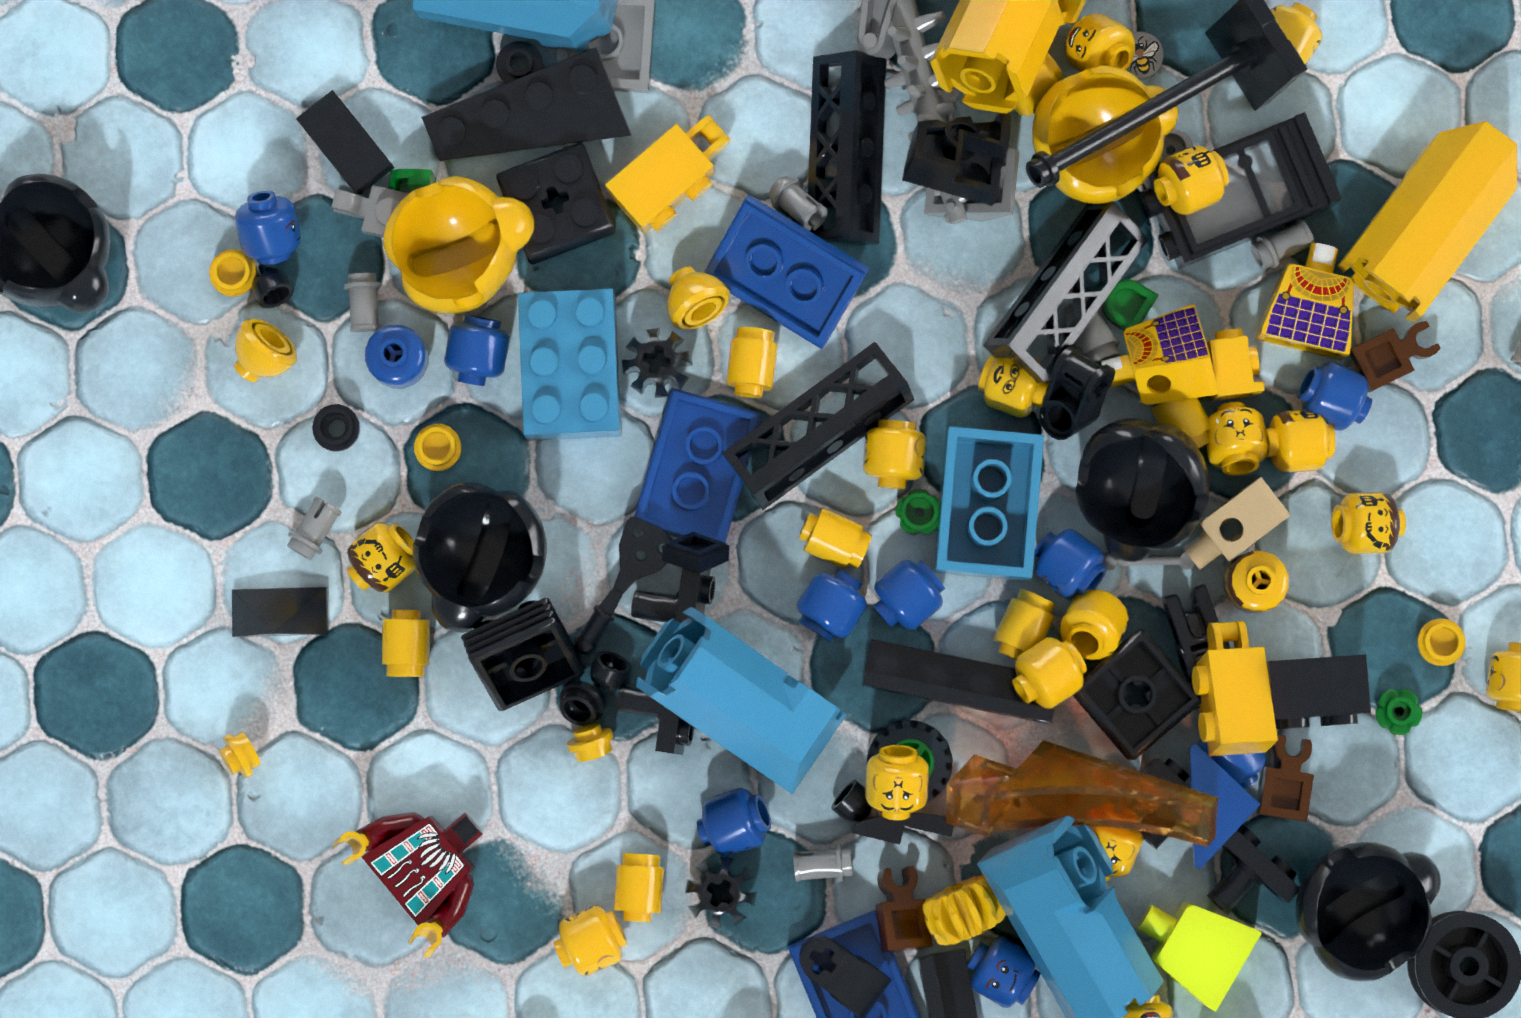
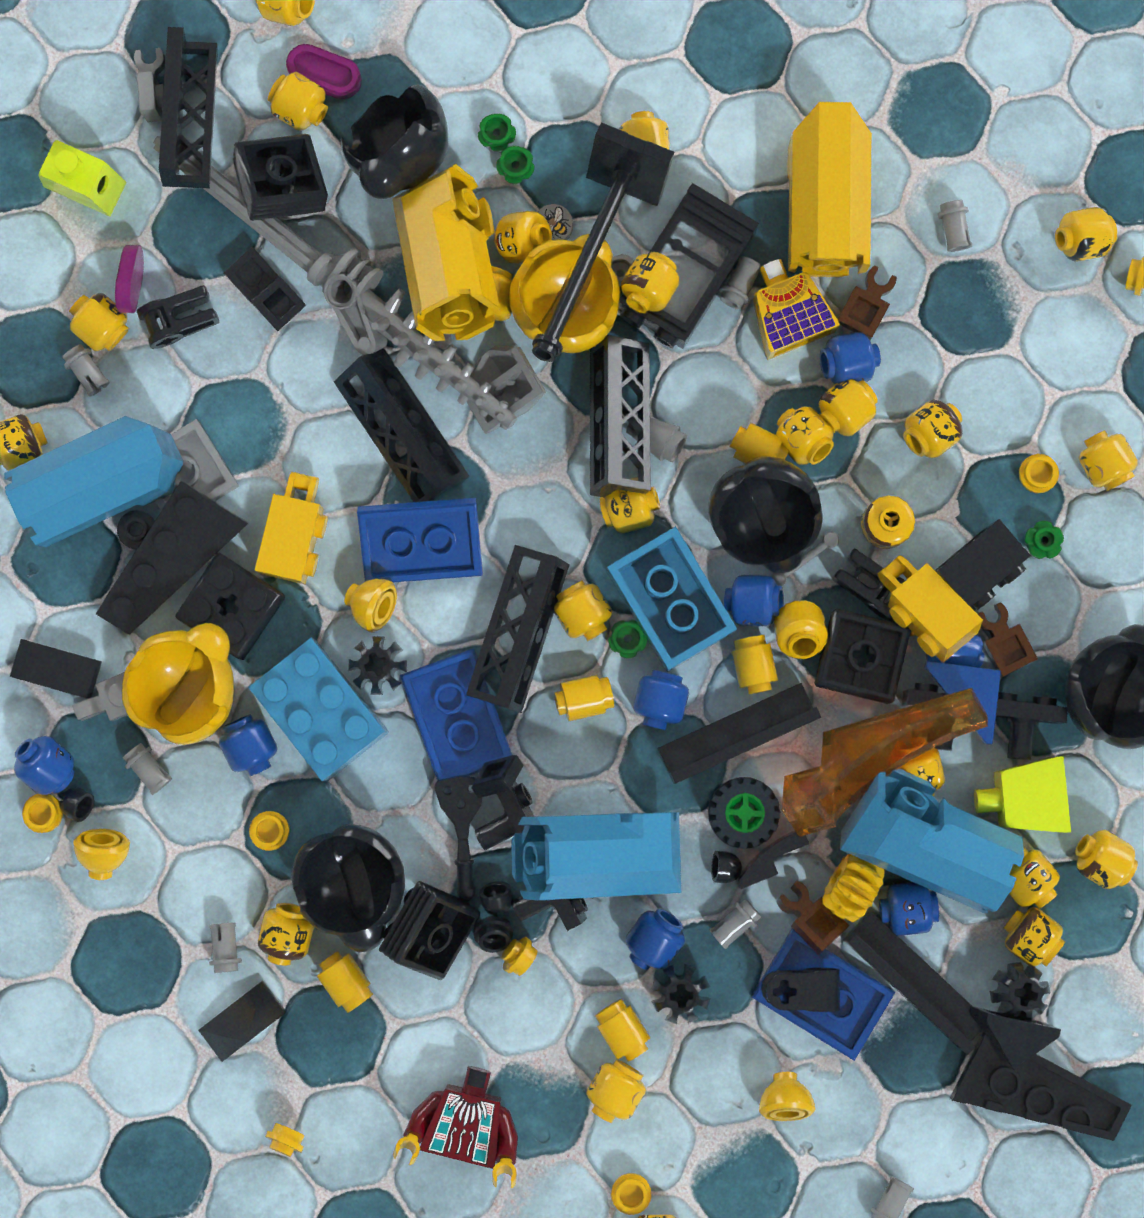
camera: 35 degrees left, 0 degrees up
(326, 417) = (178, 872): black plate -> none
(408, 368) = (210, 791): blue head -> none
(410, 179) = (118, 662): green tile -> none
(752, 362) = (441, 618): yellow brick -> none
(789, 196) = (385, 488): light grey pin -> none
(832, 605) = (614, 744): blue head -> none
(897, 781) = (746, 833): yellow head -> none
(959, 157) = (482, 379): black slope -> none
(1049, 673) = (795, 684): yellow head -> none
(1074, 393) = (675, 483): black piece -> none
(1128, 303) = (667, 397): green tile -> none
(1166, 359) = (719, 416): yellow torso -> none
(1234, 365) = (766, 388): yellow brick -> none
(1256, 510) = (850, 473): tan torso -> none

